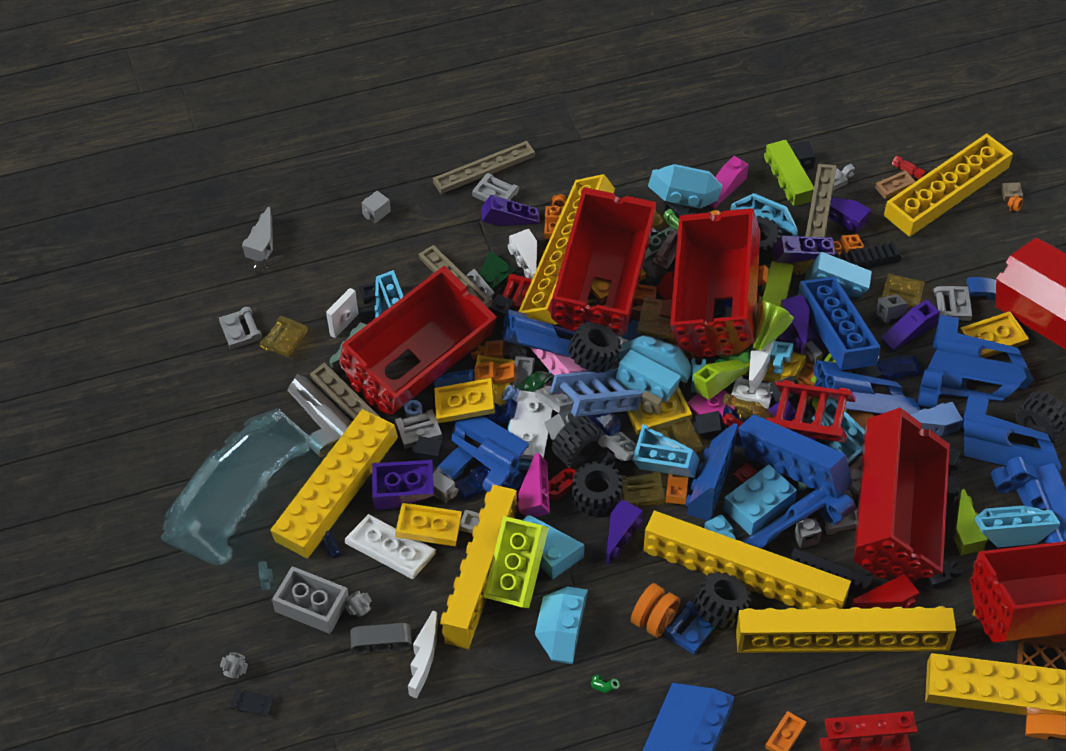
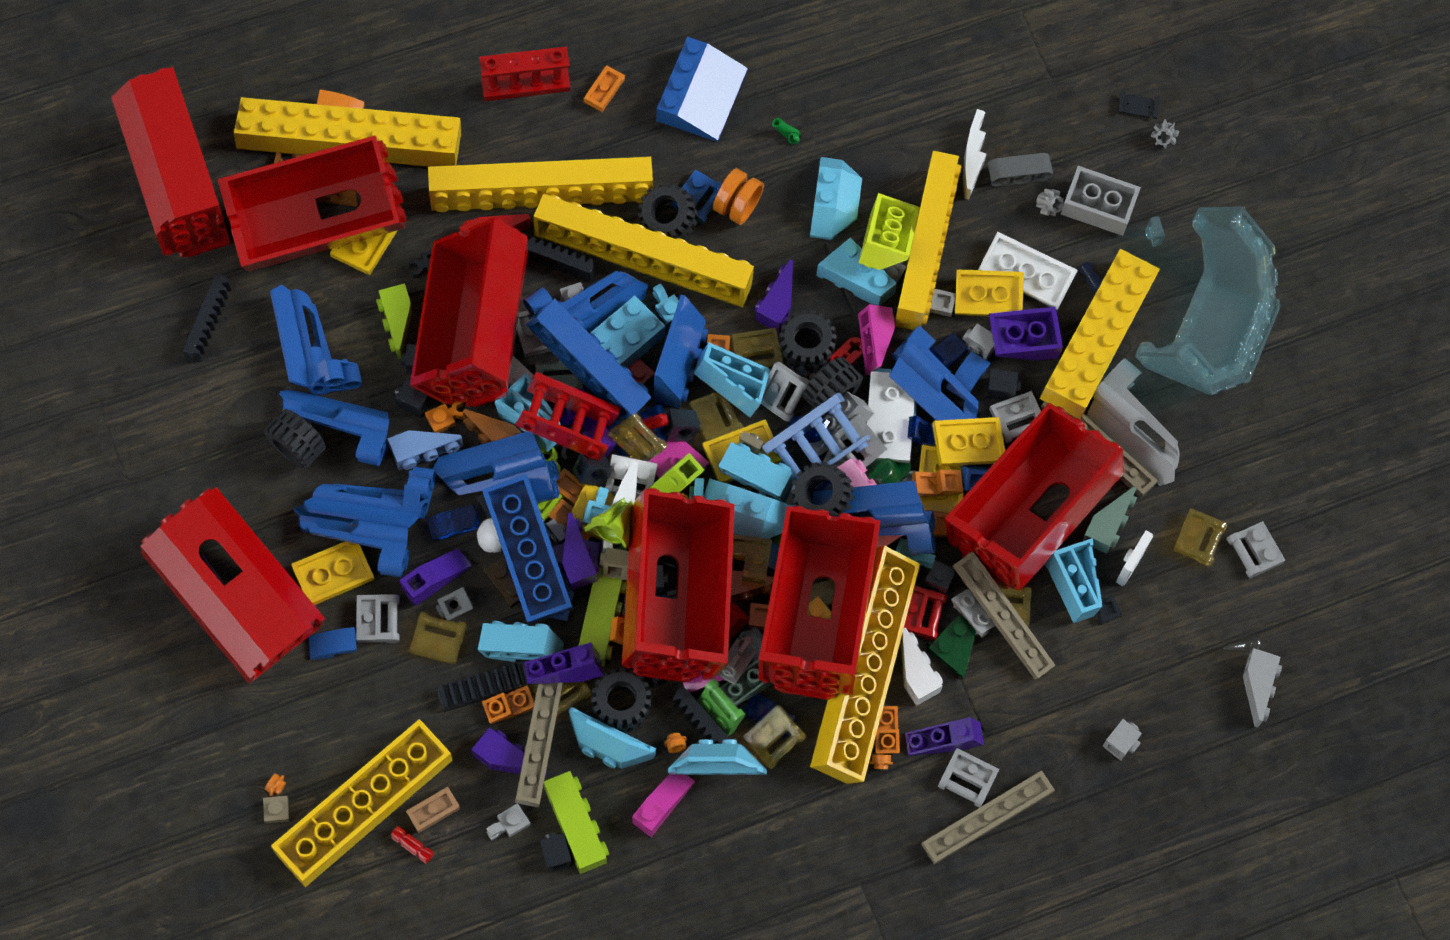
camera: 170 degrees right, 15 degrees up
(510, 393) = (916, 452): medium blue bush -> none
(1016, 525) = (346, 313): medium azure wedge -> none

